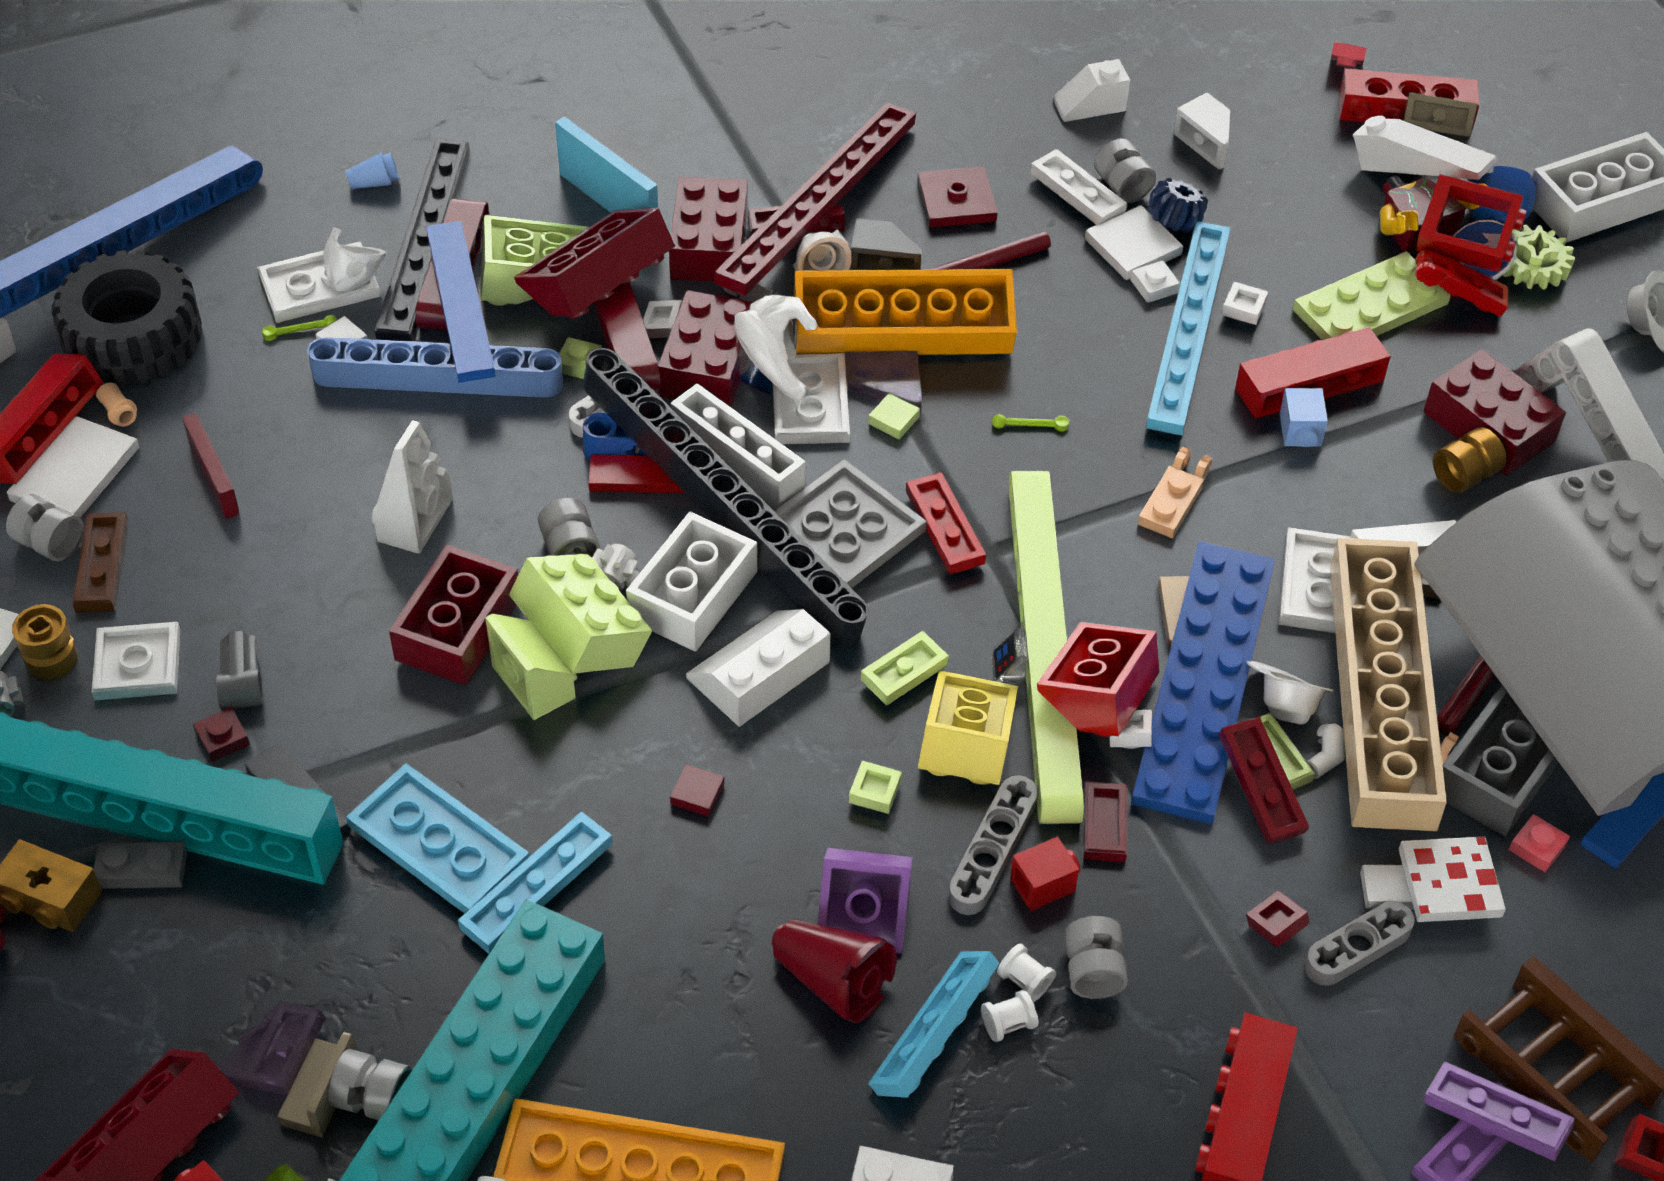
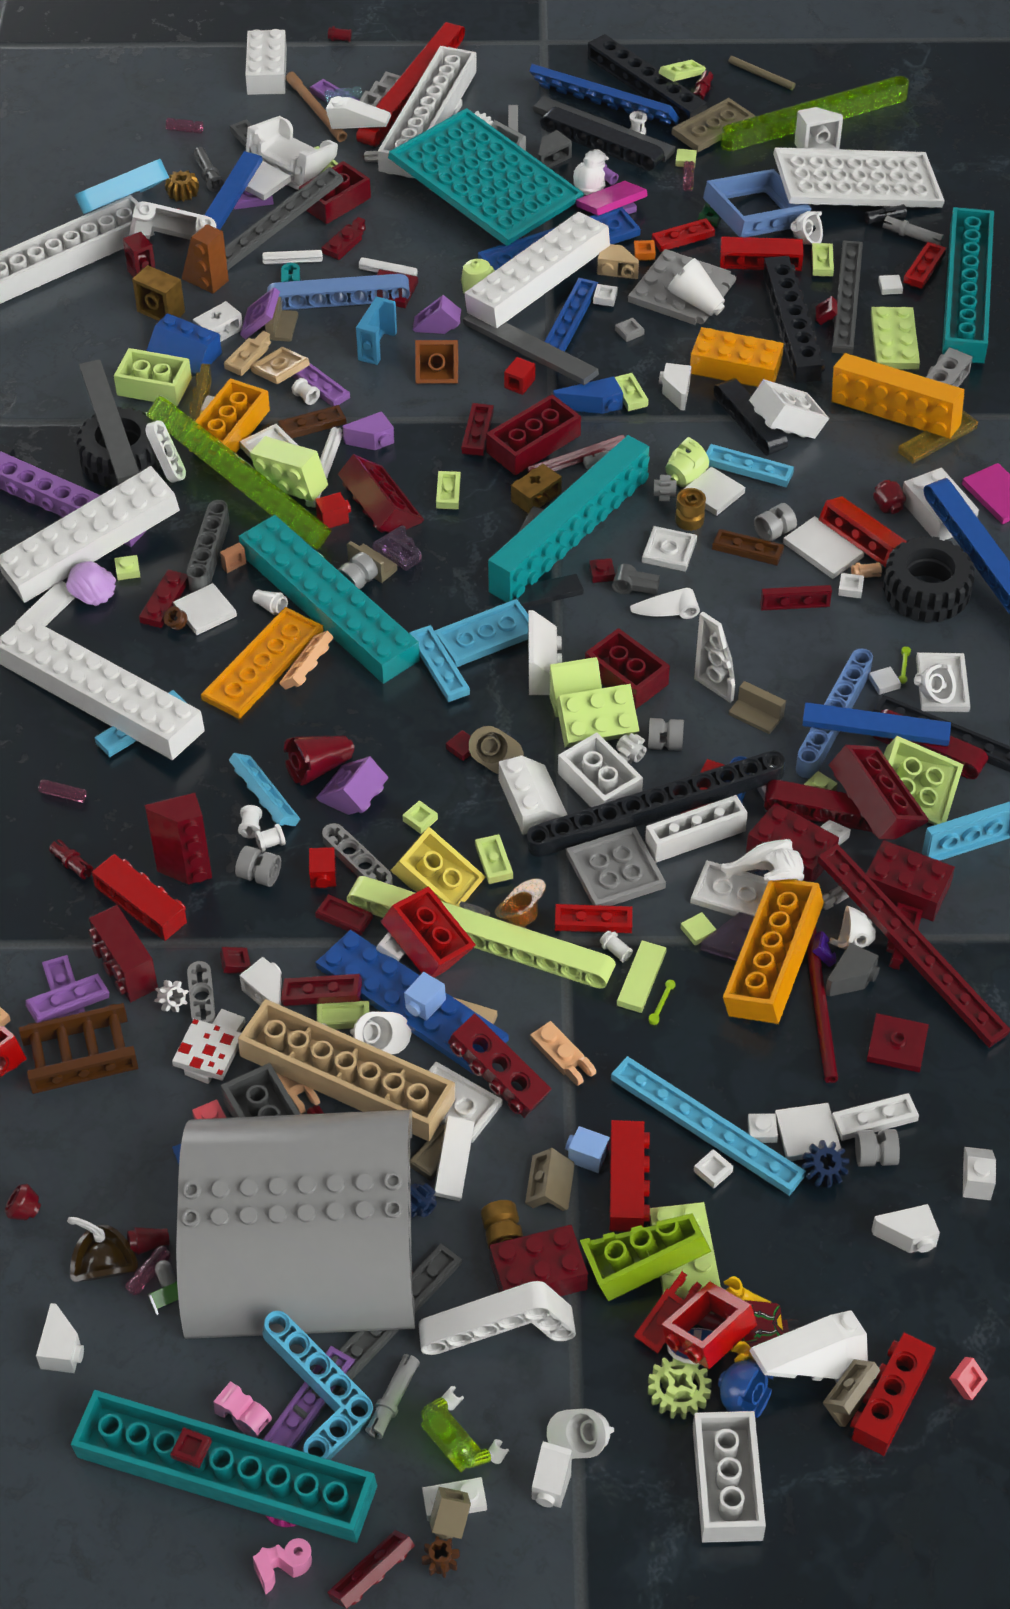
camera: 115 degrees right, 0 degrees up
(84, 1029) = (448, 490): none -> yellowish green plate
(157, 413) = (851, 585): none -> white plate
(281, 614) = (676, 602): none -> white piece
(464, 453) = (758, 708): none -> dark tan panel
(475, 735) = (542, 652): none -> white slope
(615, 1083) = (306, 660): none -> light nougat plate
(697, 732) = (491, 745): none -> dark tan piece
(973, 493) = (615, 945): none -> white pin
(975, 594) = (521, 905): none -> clear orange piece
(1005, 450) = (641, 976): none -> yellowish green tile
(1149, 1034) = (179, 839): none -> dark red slope
(1216, 632) = (424, 996): none -> light blue brick
(1264, 524) = (497, 1051): none -> dark red brick
(1296, 857) = (262, 982): none -> white slope
(1371, 447) = (550, 1180): none -> dark tan panel
(1382, 1059) = (122, 954): none -> dark red brick
(1397, 969) = (167, 991): none -> white gear
(1419, 307) = (644, 1254): none -> lime wedge

